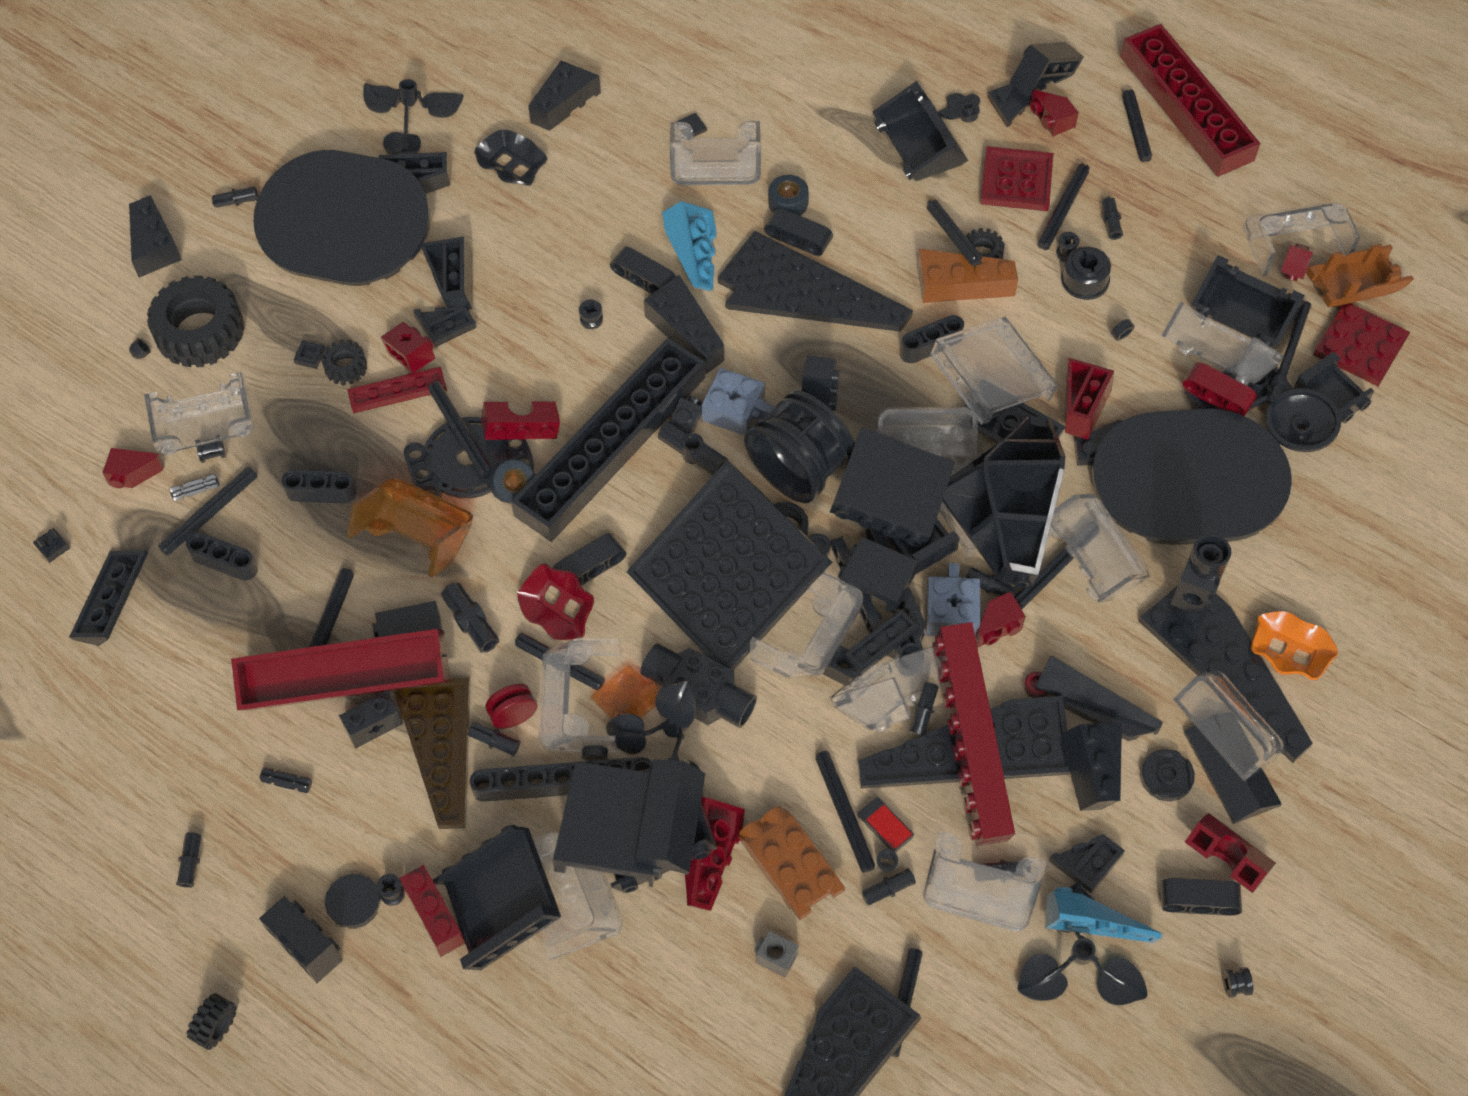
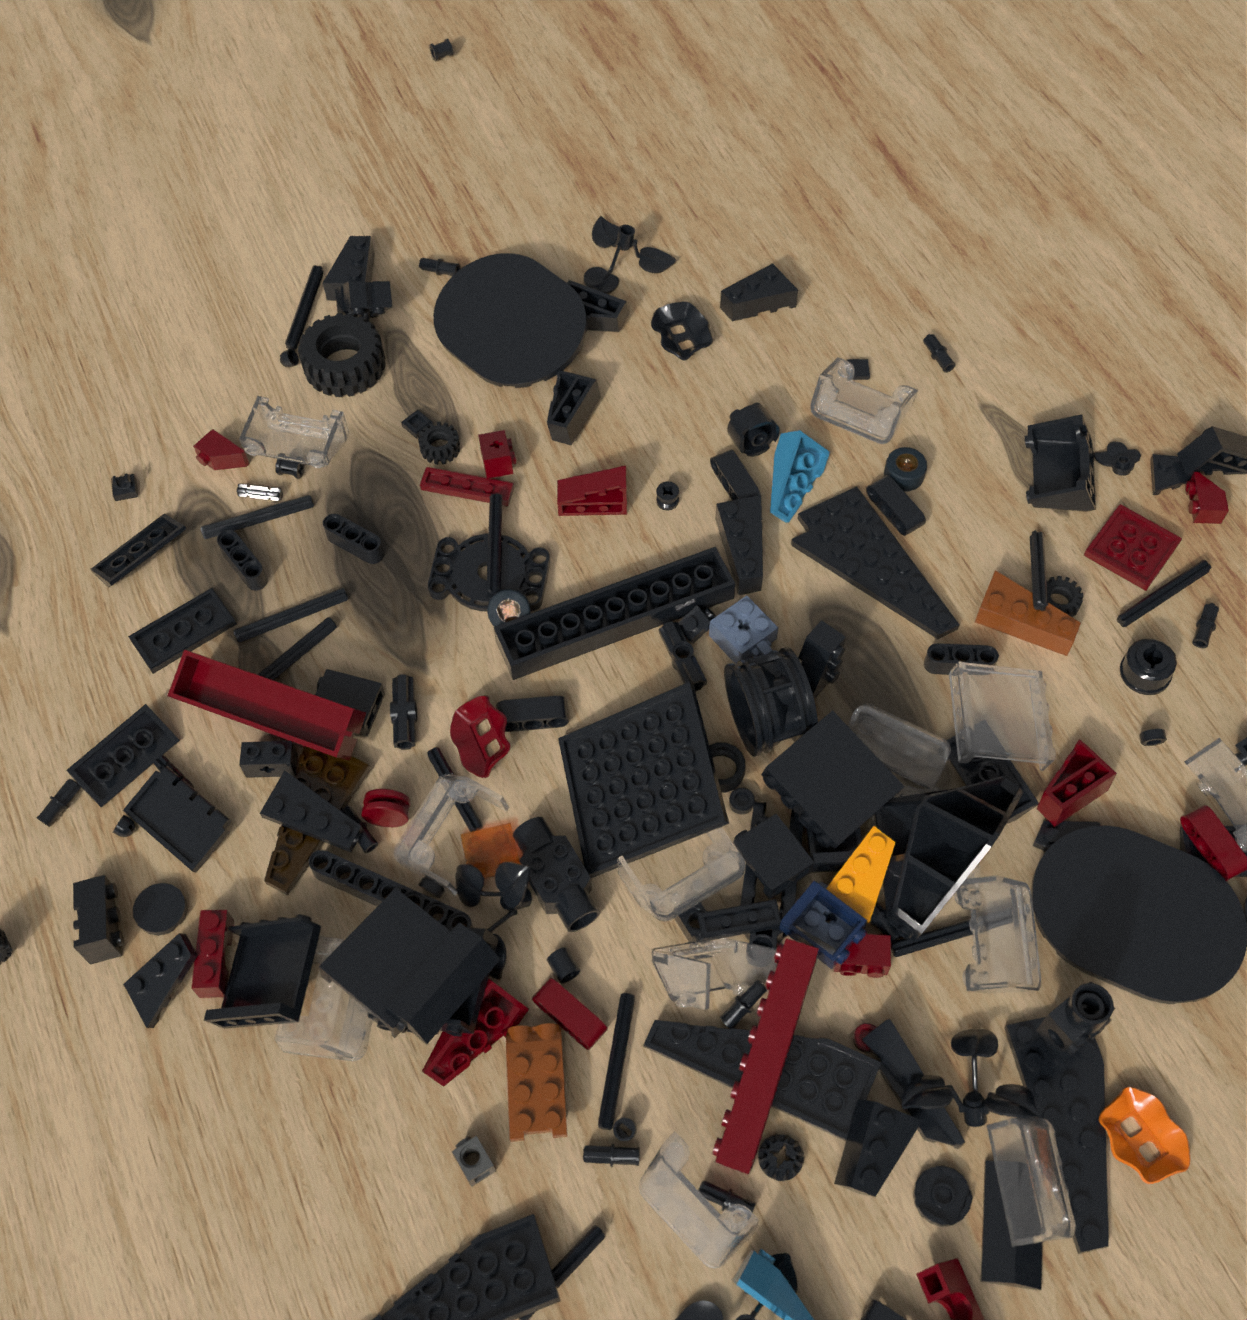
camera: 30 degrees right, 0 degrees up
(121, 293) = (304, 307): none -> black axle
(185, 258) = (364, 298): none -> black brick
(203, 649) = (182, 630): none -> black tile
(224, 787) = (122, 755): none -> black slope
(268, 848) = (124, 827): none -> black hinge
(302, 584) = (290, 615): none -> black axle
(317, 816) = (178, 818): none -> black hinge
(393, 882) = (185, 915): black bush -> none
(396, 958) = (158, 977): none -> black wing
(413, 514) = (413, 599): clear orange windscreen -> none
(440, 746) = (305, 811): none -> black wing
(445, 323) = (541, 448): black wing -> none
(503, 424) = (560, 571): dark red arch -> none
(524, 341) = (593, 493): none -> dark red wedge
(634, 220) = (752, 429): none -> black brick
(752, 757) = (563, 965): none -> black beam
(755, 80) = (939, 353): none -> black axle
(791, 794) = (569, 1013): none -> dark red beam
(885, 825) = (645, 1094): red tile -> none
(961, 588) = (814, 893): none -> dark blue window
(963, 551) = (863, 873): none -> light orange wing
(1036, 819) = (768, 1162): none -> black gear
(1065, 244) = (1143, 630): black bush -> none
(1089, 861) = (814, 1239): black wing -> none
(1119, 695) = (1008, 1099): none -> black plant

